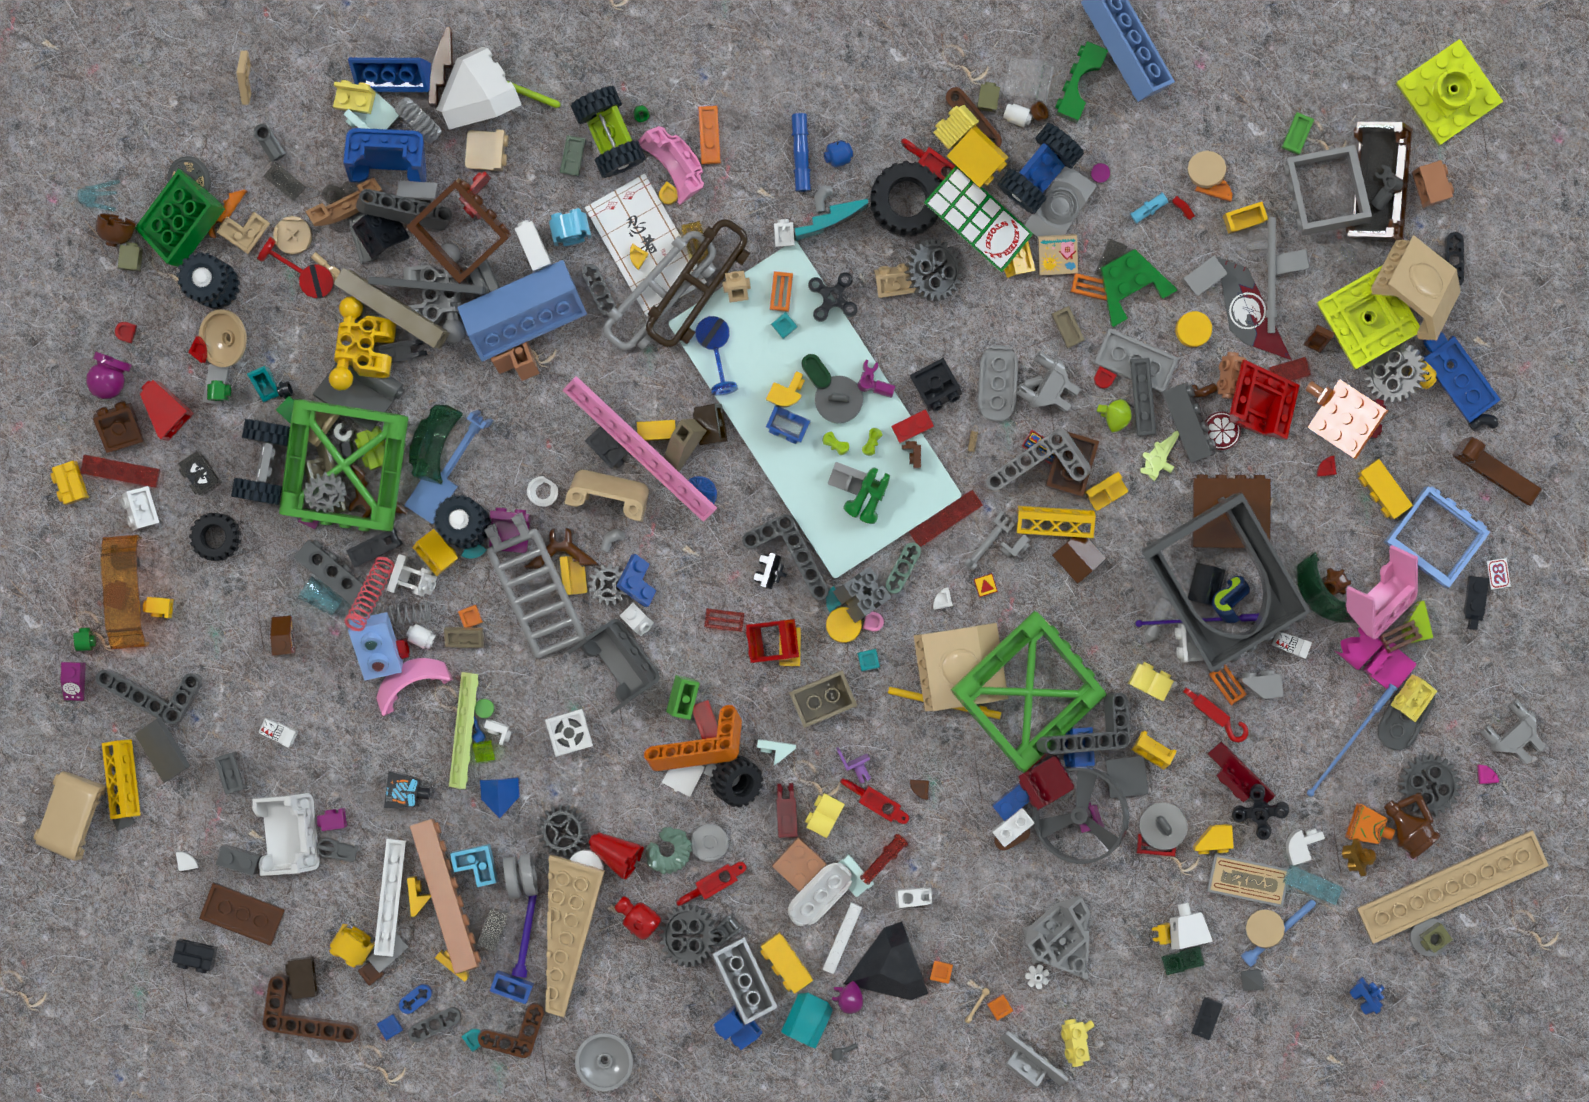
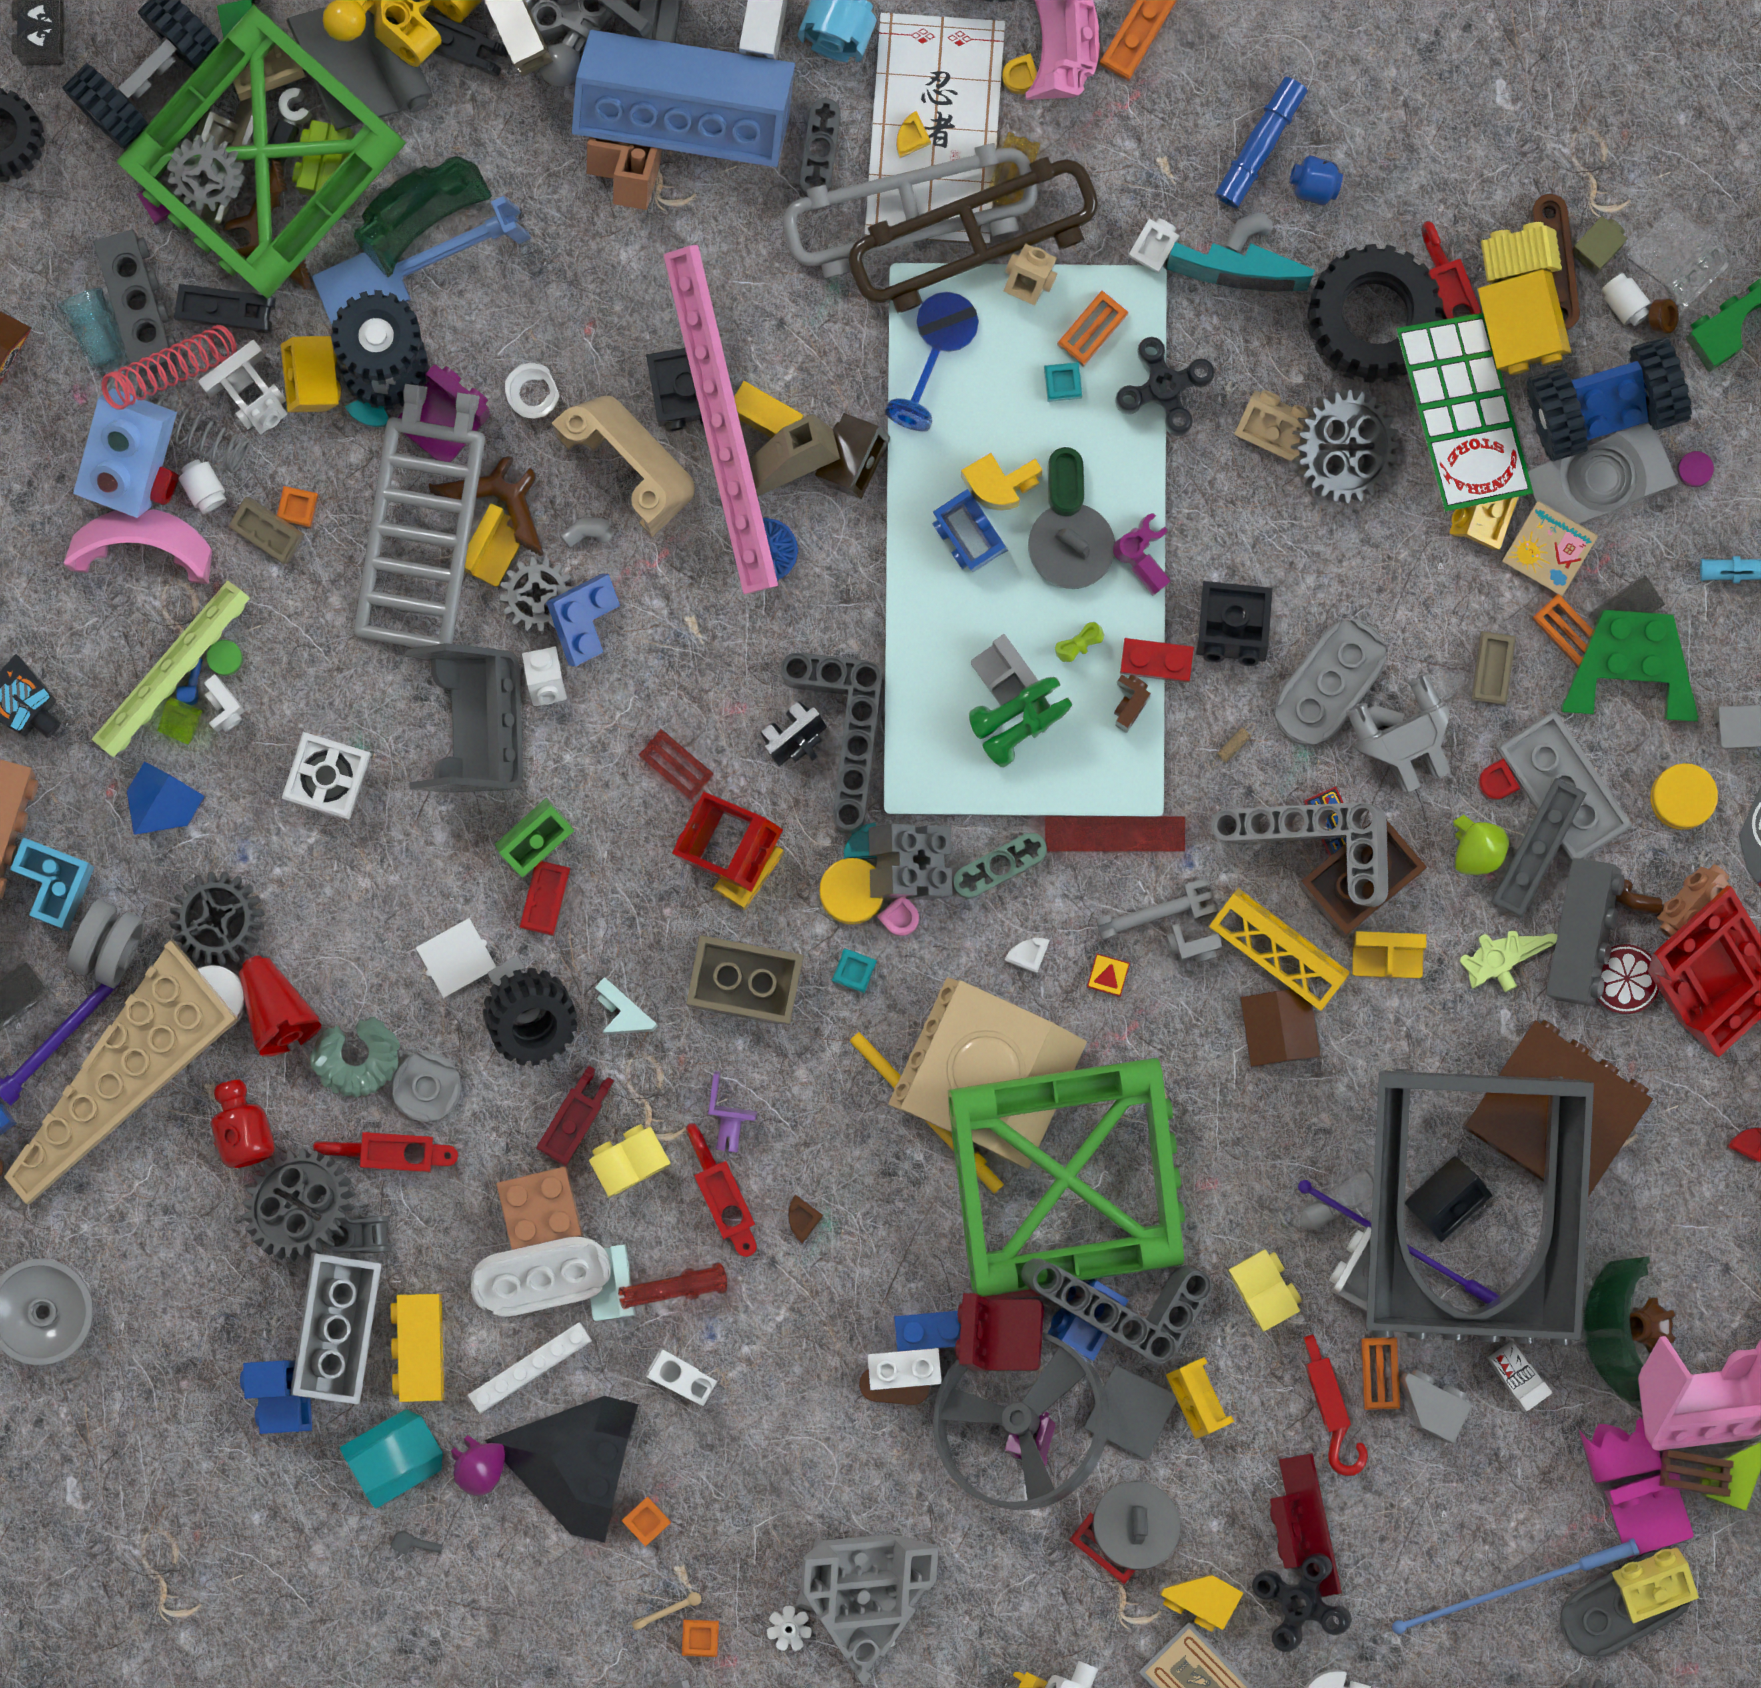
camera: 35 degrees right, 5 degrees down
(700, 752) = (507, 937): orange beam -> none
(830, 440) = (1017, 597): lime piece -> none
(1228, 597) = (1470, 1239): dark blue animal -> none

